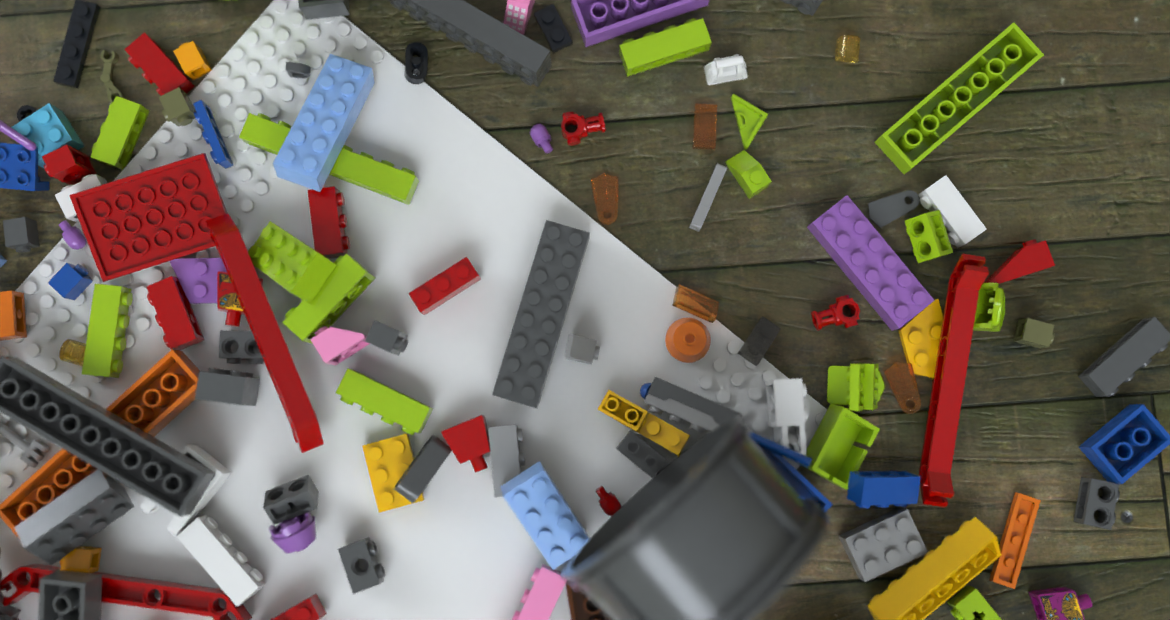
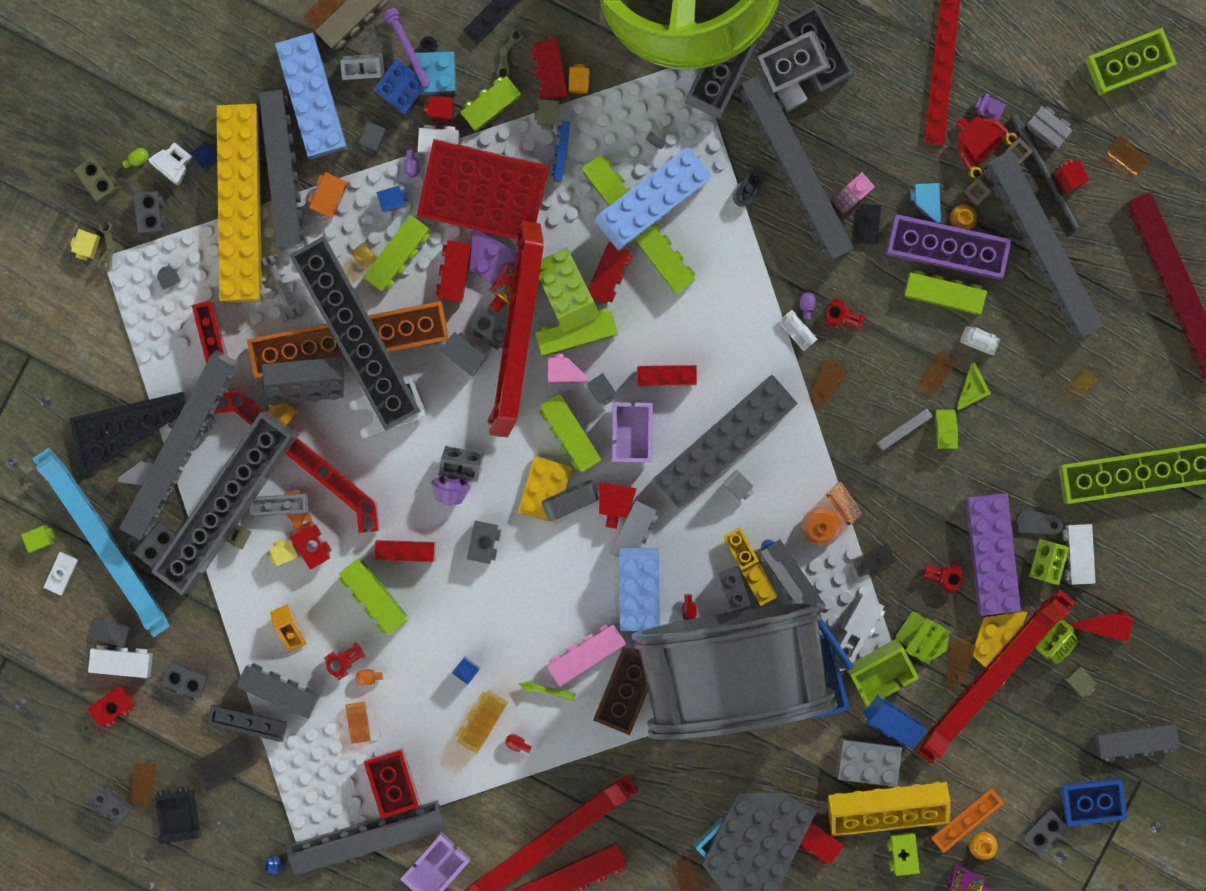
camera: 30 degrees right, 5 degrees up
(221, 559) = (383, 475): white brick -> none
(444, 361) = (632, 432): none -> lavender piece
(546, 166) = (797, 330): none -> white hinge
(1046, 555) = (983, 846): none -> light orange piece

